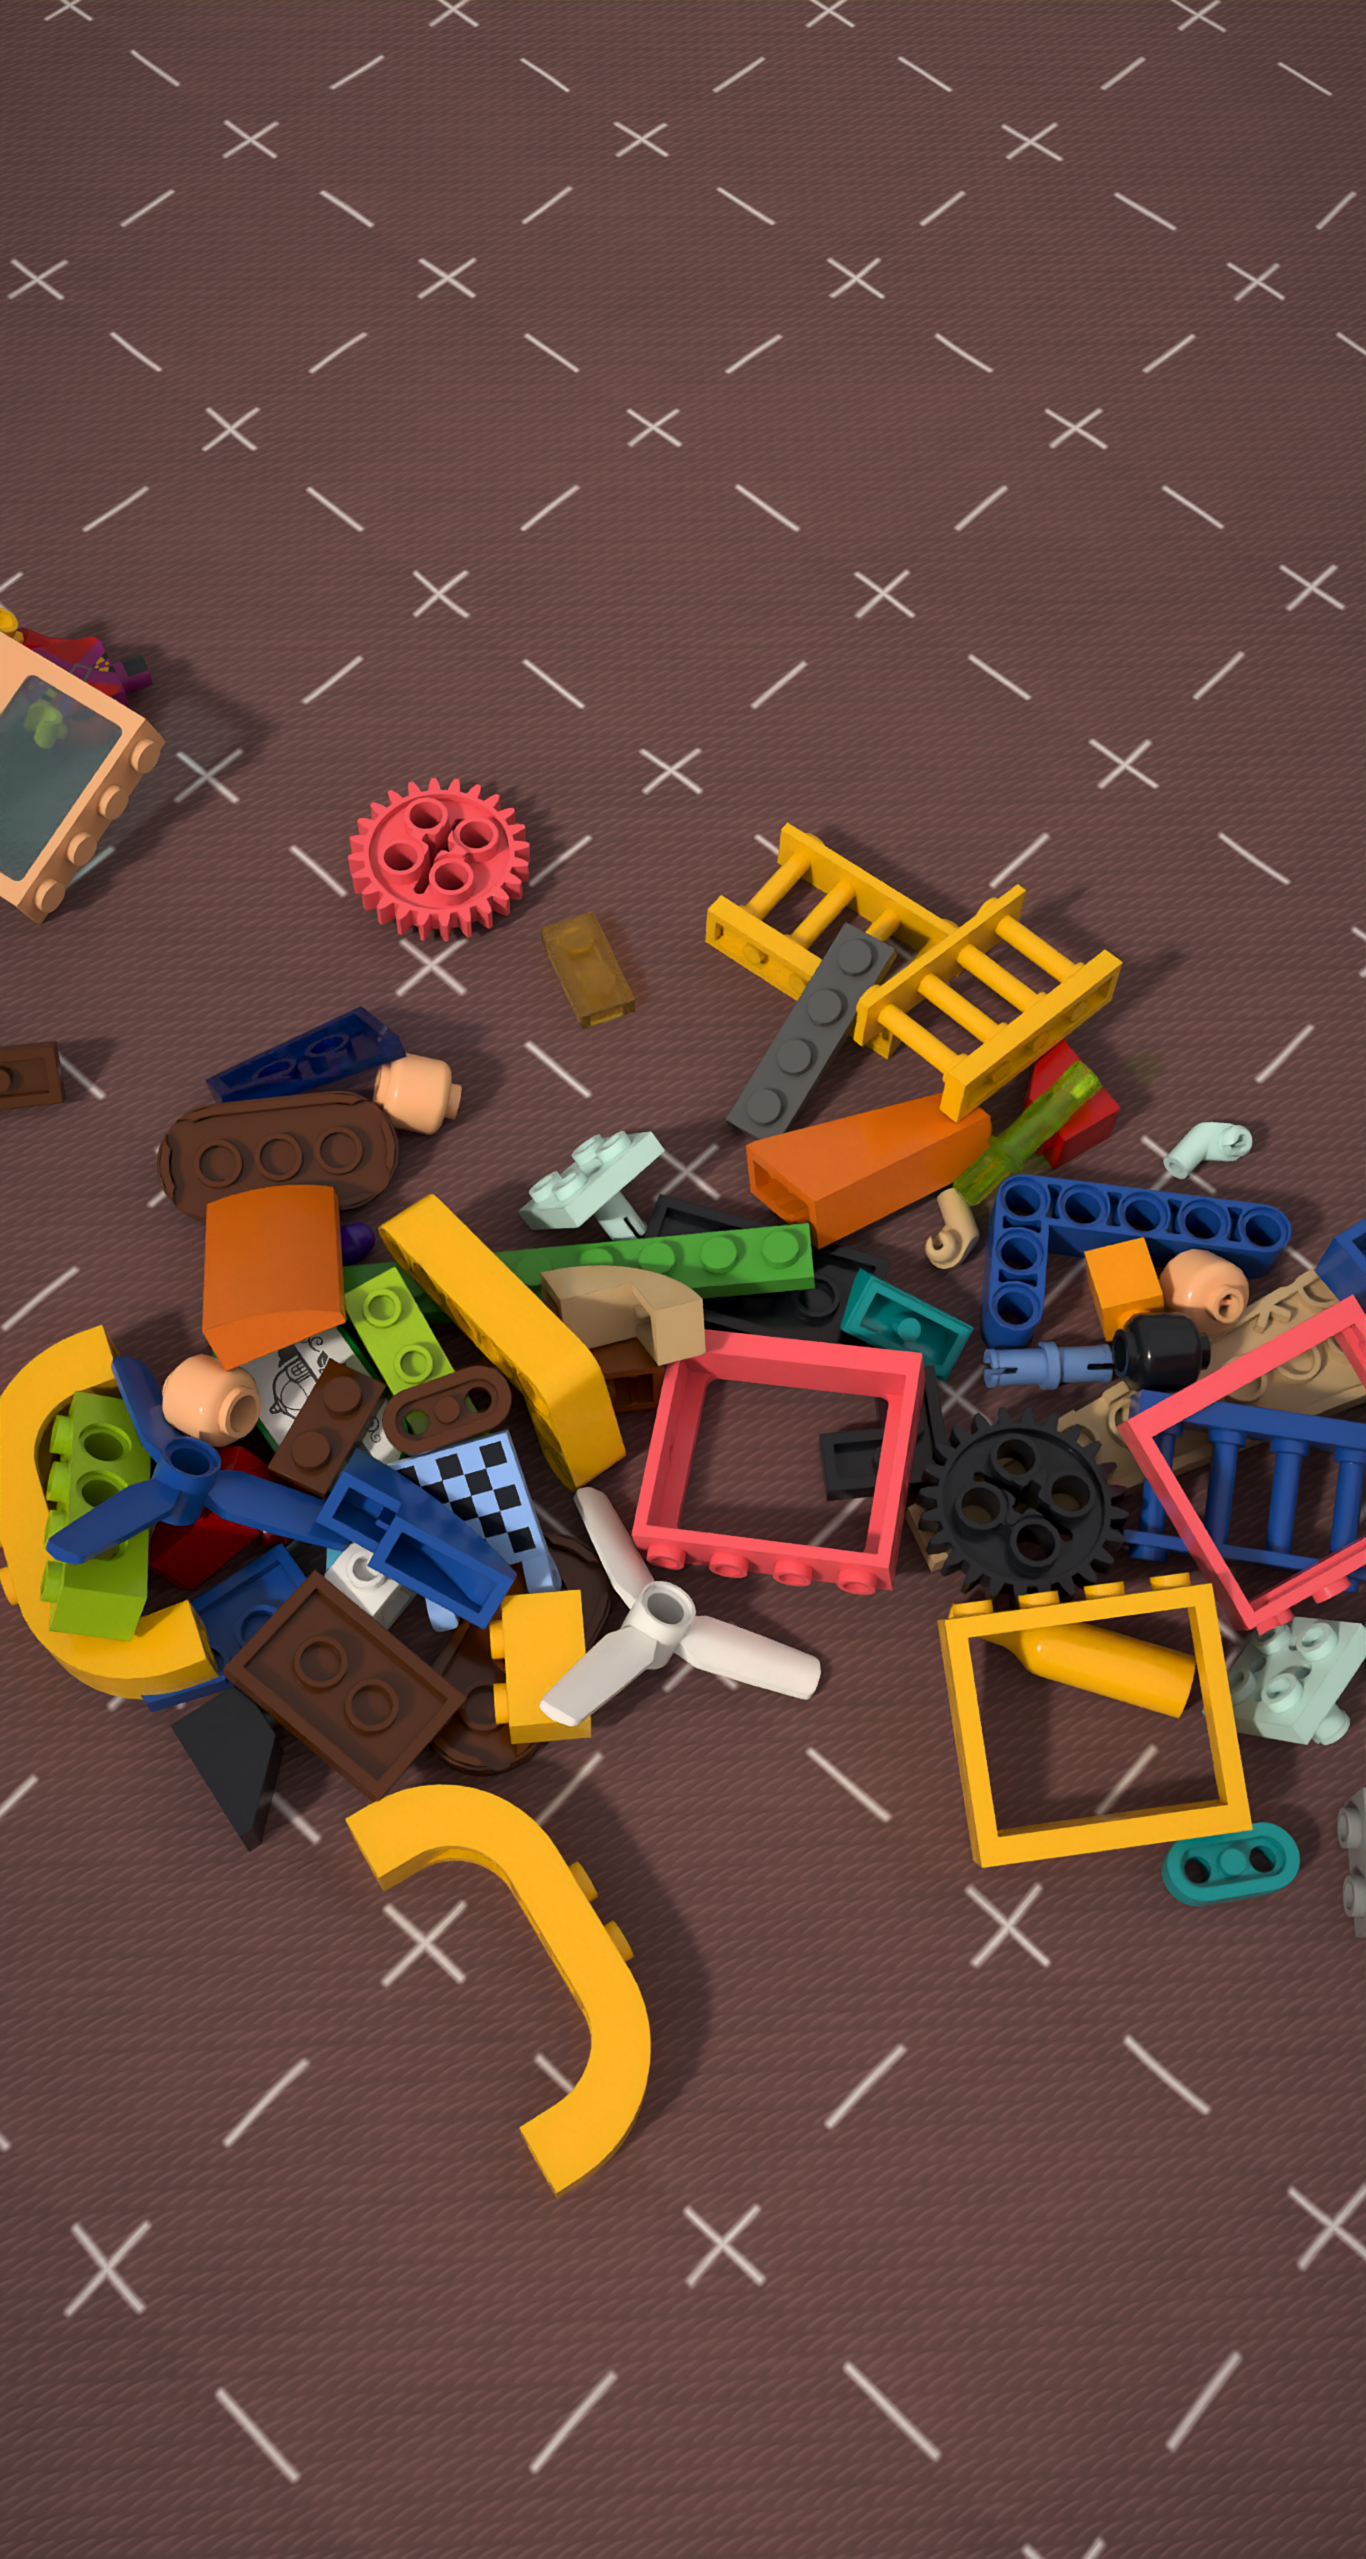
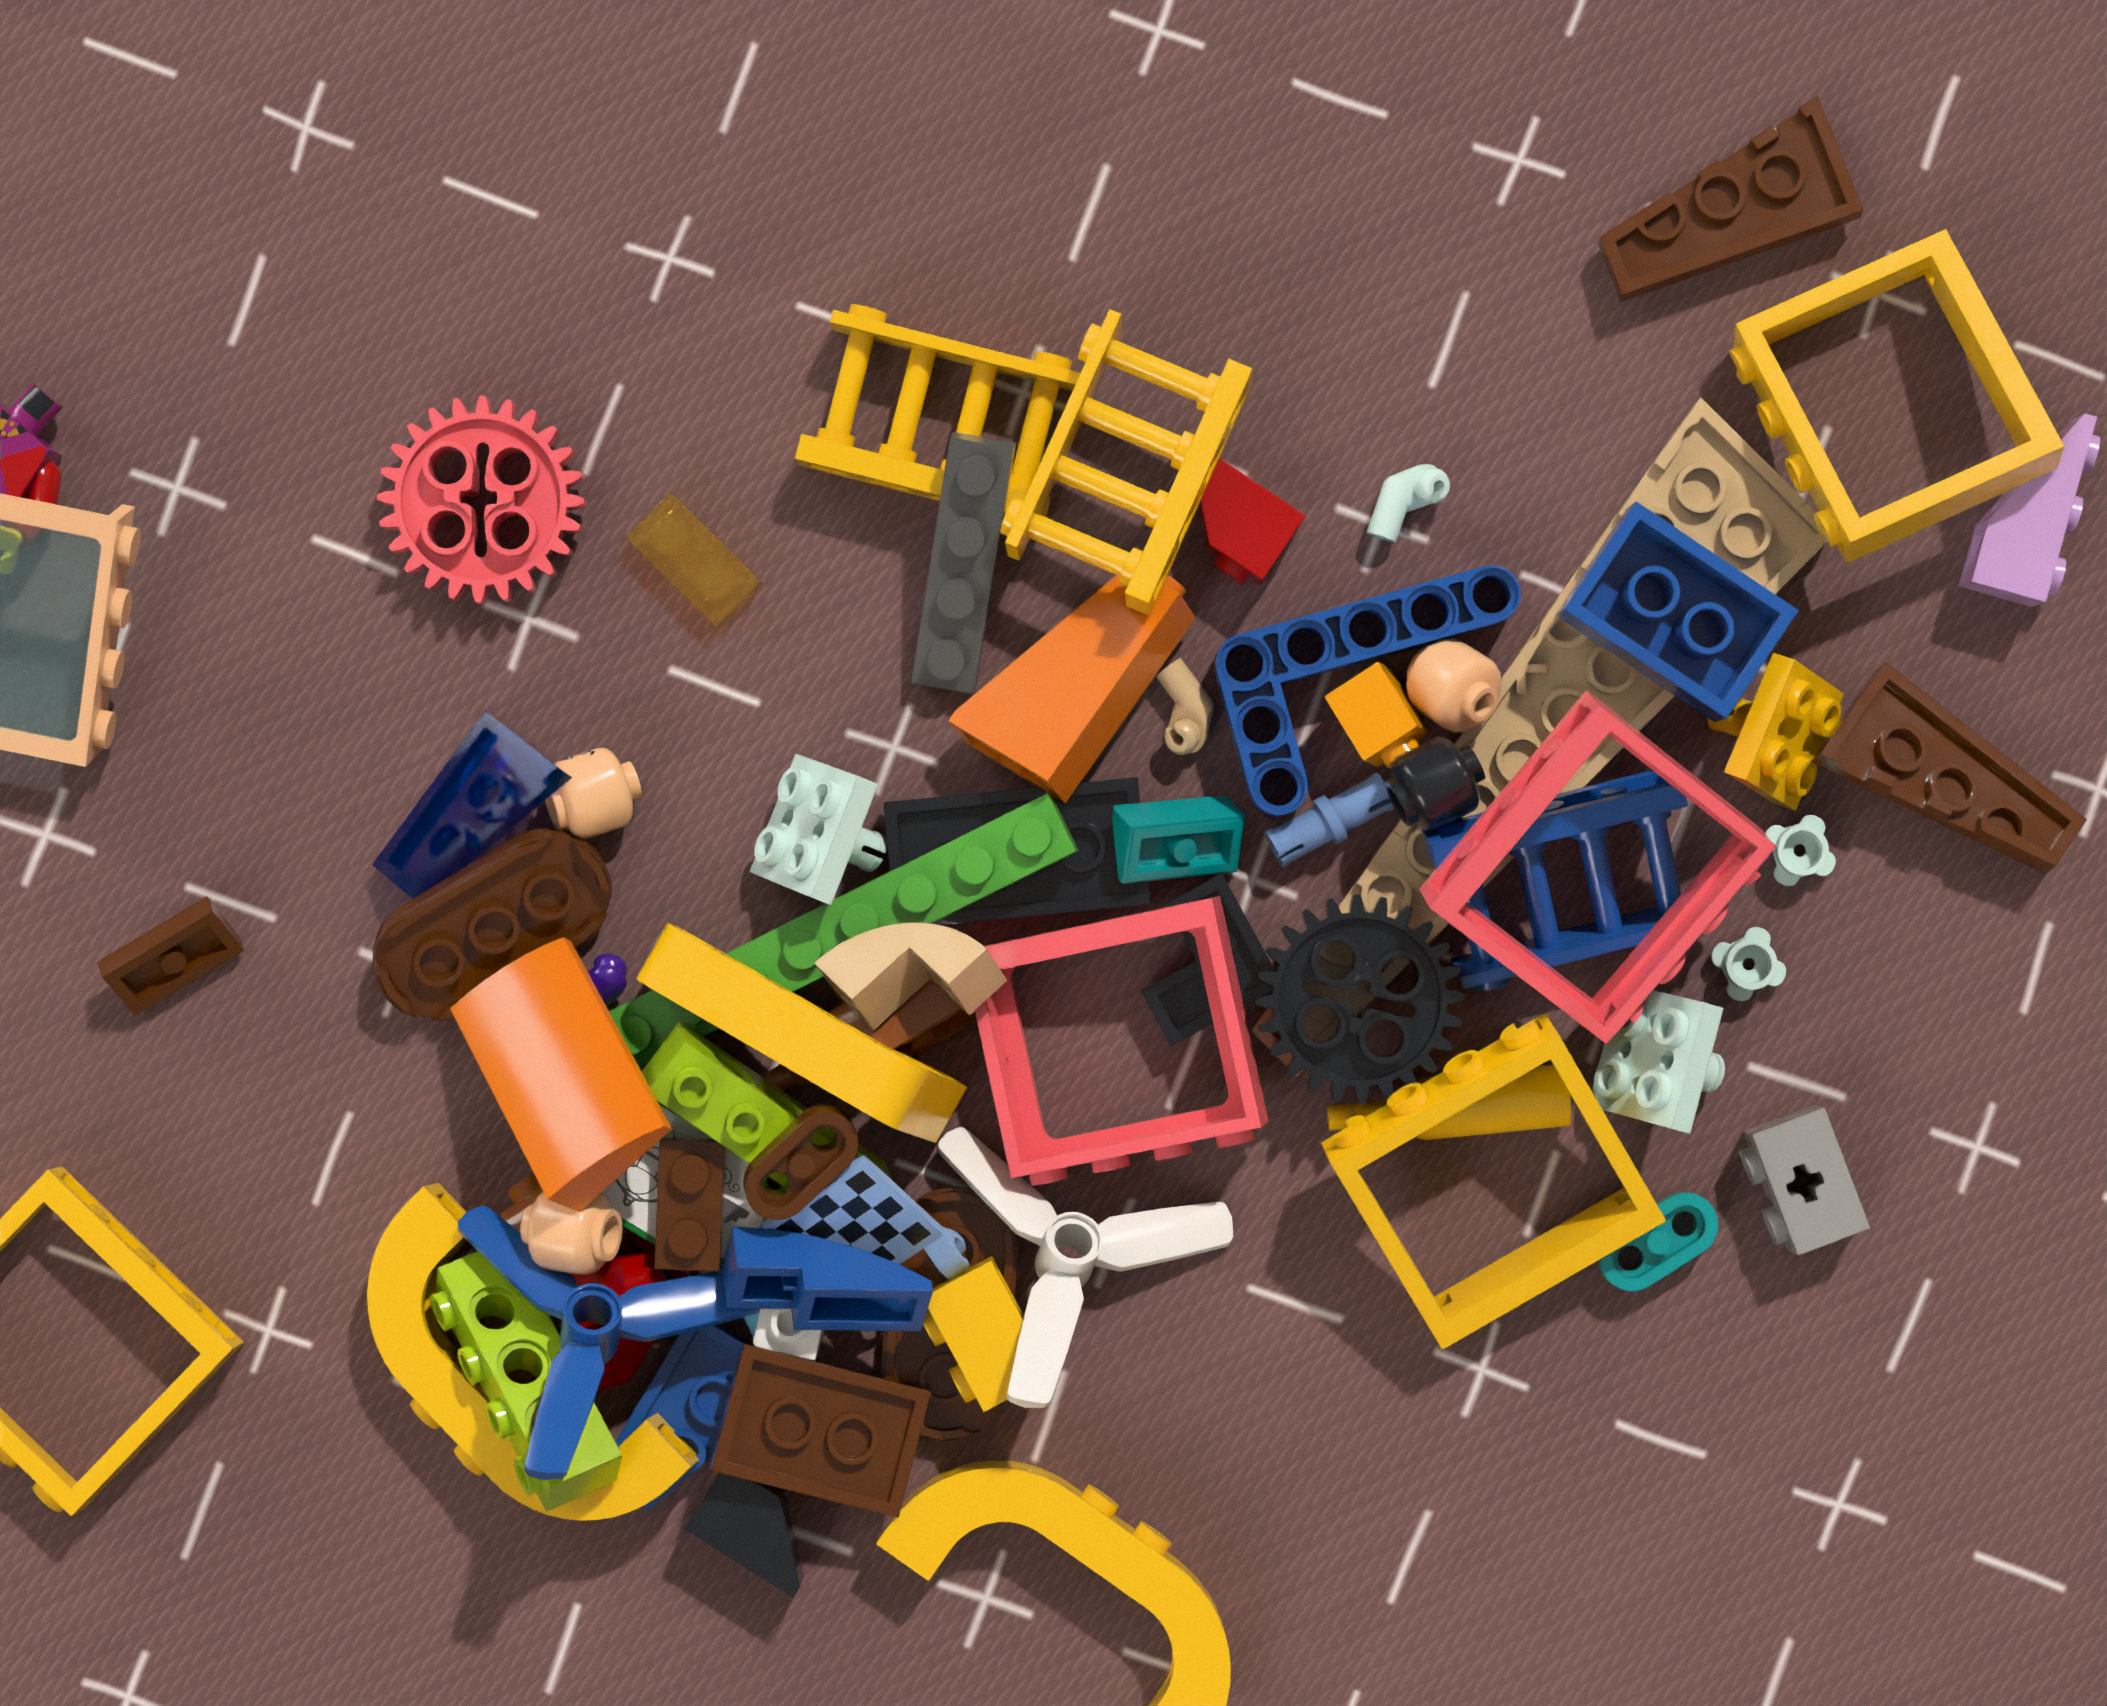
camera: 15 degrees left, 25 degrees up
(1027, 1133) = (1222, 593): clear neon green axle -> none

